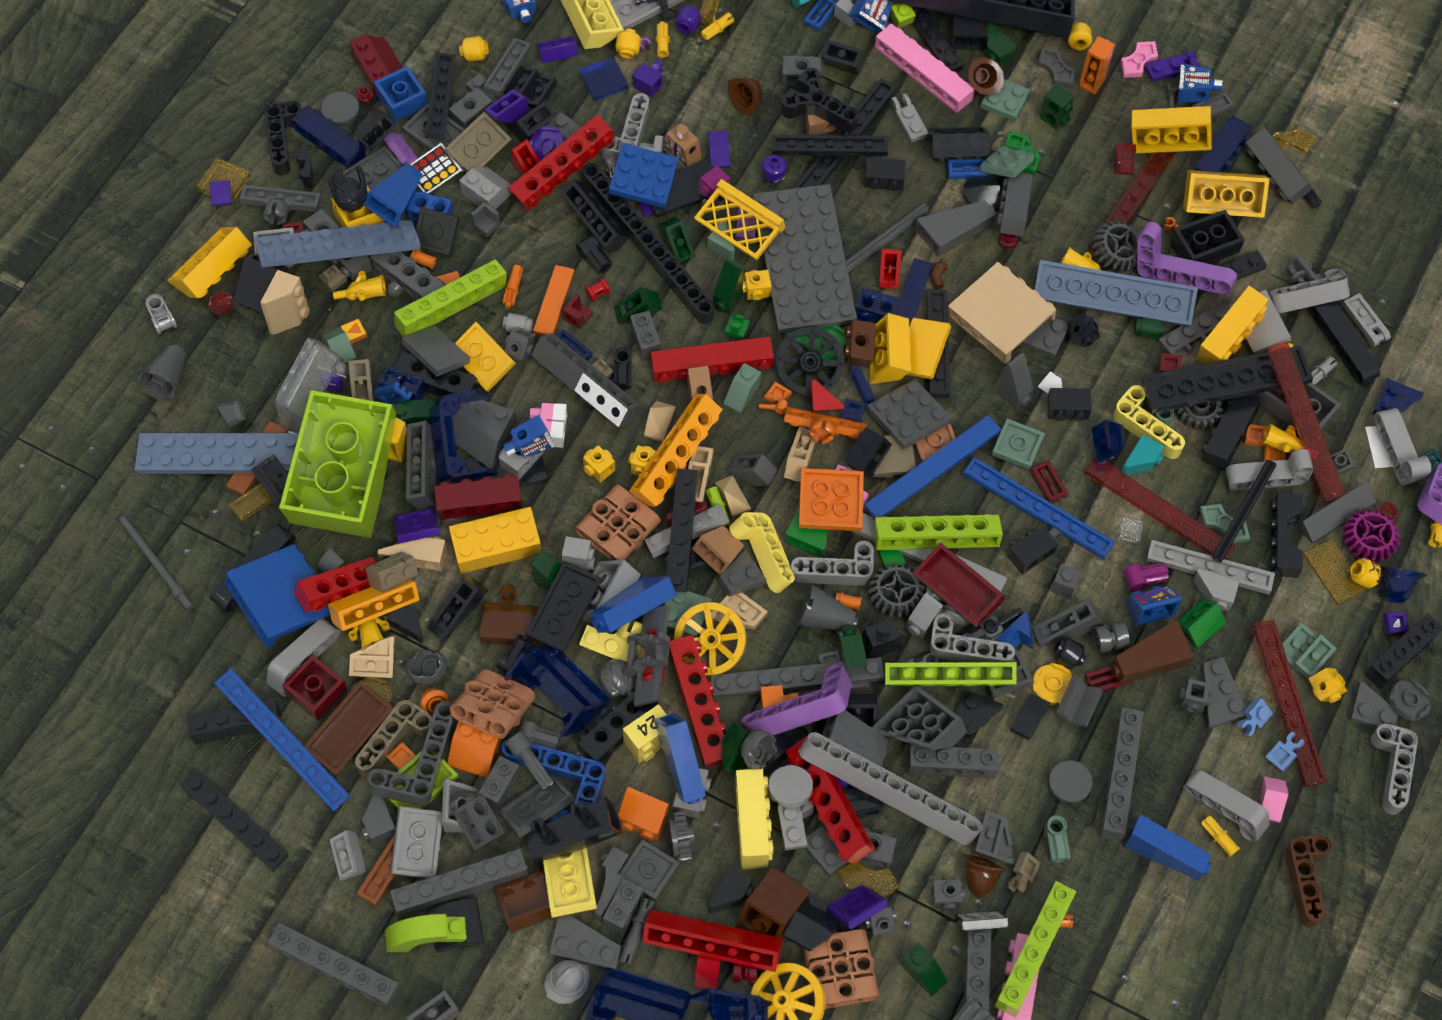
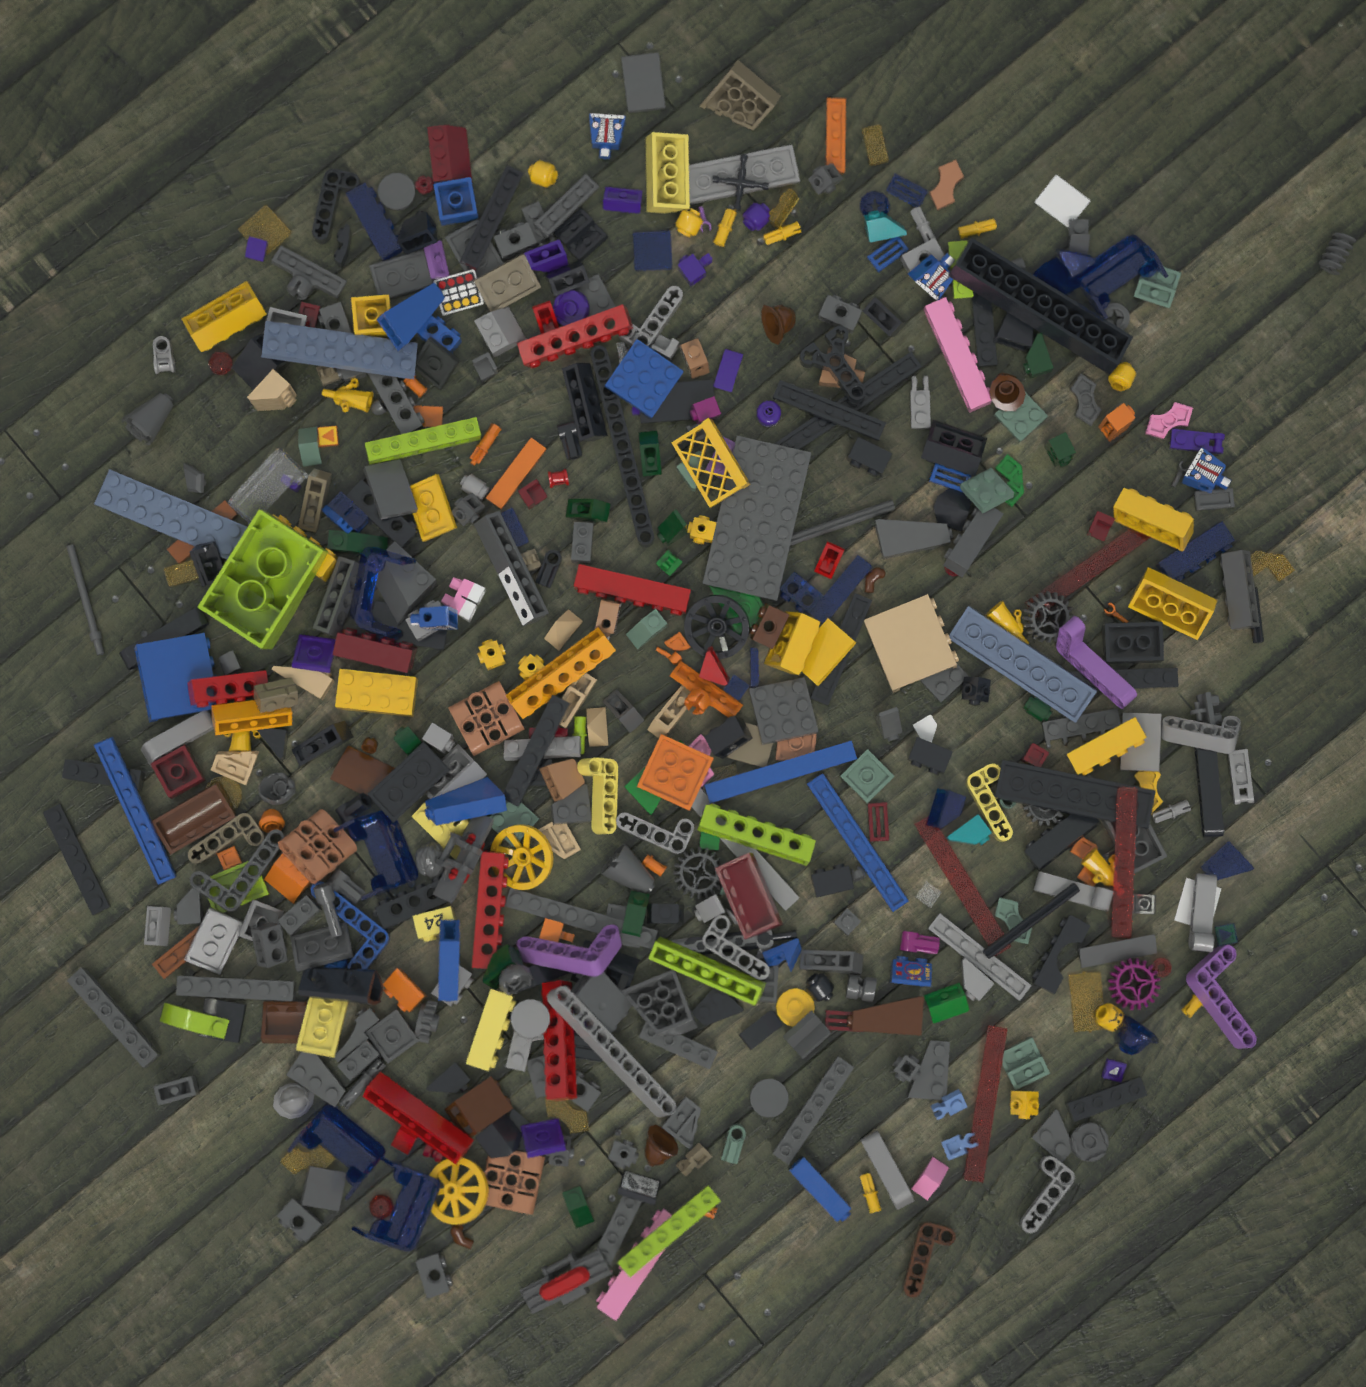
camera: 25 degrees right, 20 degrees up
(346, 191) = (367, 300): black hair -> none

